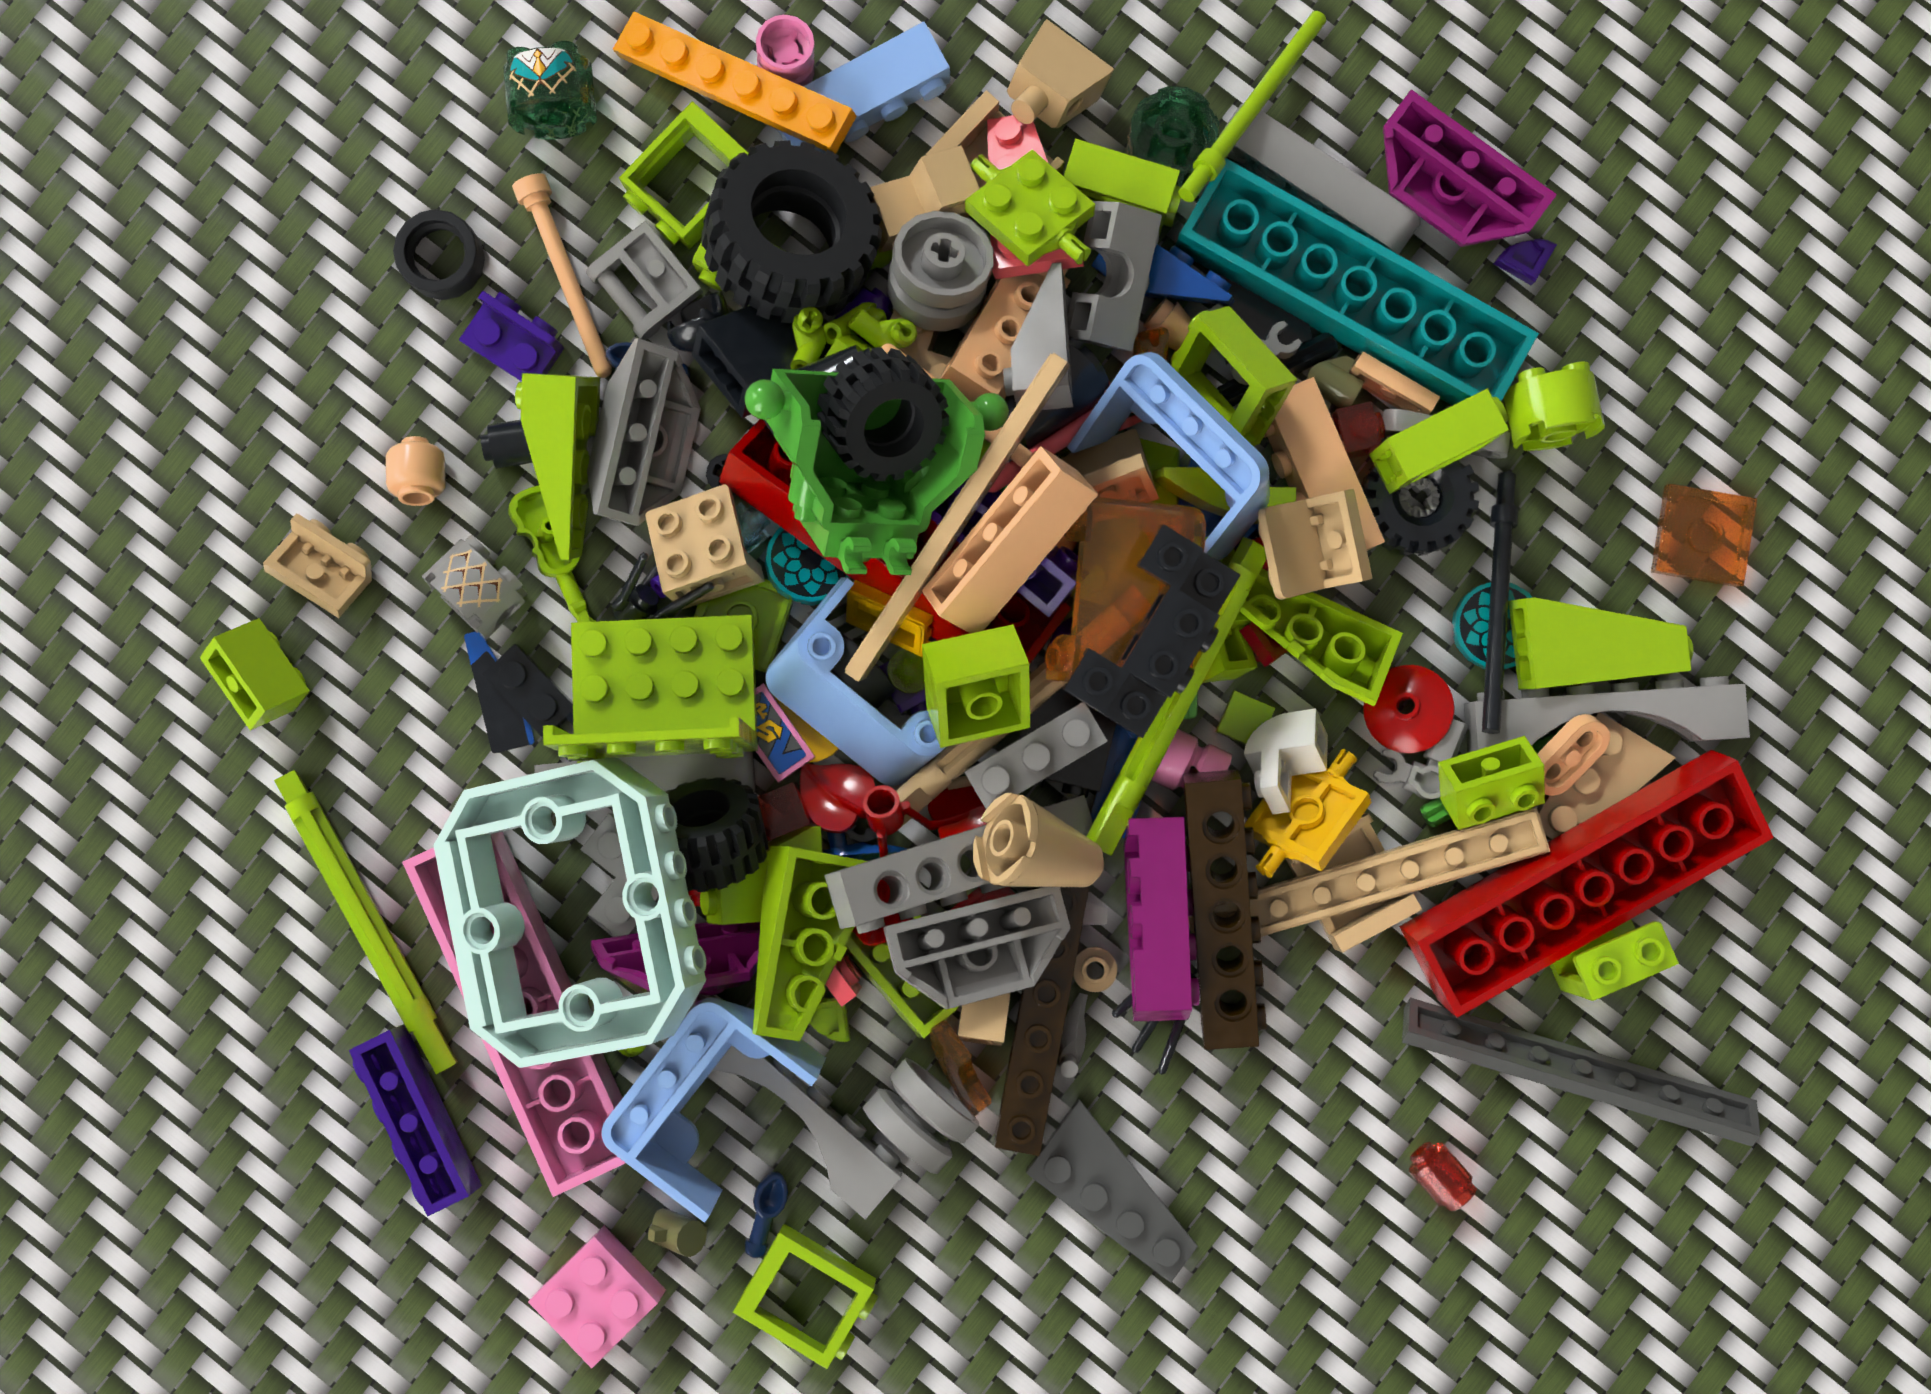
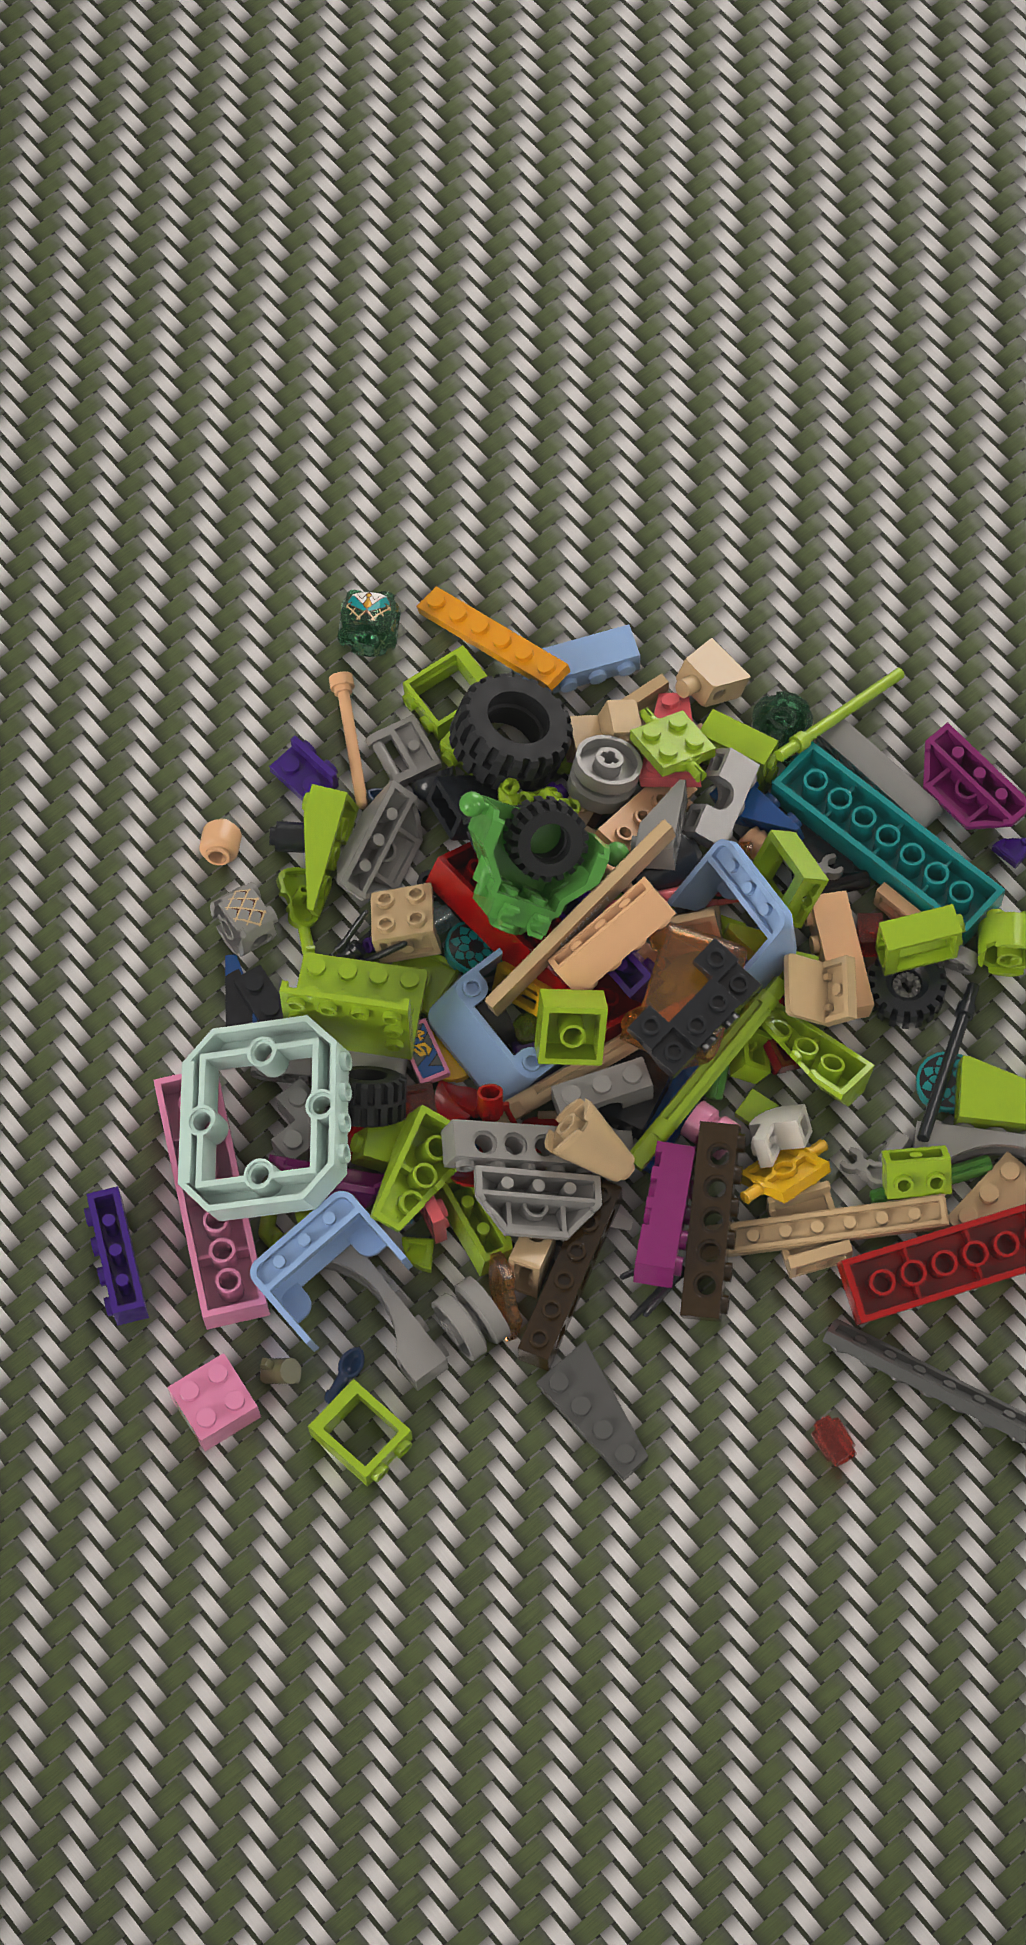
camera: 10 degrees right, 20 degrees down
(254, 673) = (80, 947): lime brick -> none
(320, 566) = (141, 888): tan bracket -> none
(365, 920) = (113, 1126): lime piece -> none
(420, 226) = (265, 690): black tyre -> none
(786, 49) = (533, 623): bright pink wheel -> none
(1073, 1038) = (589, 1299): light grey bar -> none
(1109, 973) = (614, 1264): tan plate -> none
(1335, 381) = (863, 900): olive piece -> none
(1421, 727) = (877, 1133): red dish -> none
(1572, 752) = (977, 1171): light nougat plate -> none
(1615, 961) = (979, 1304): lime panel -> none

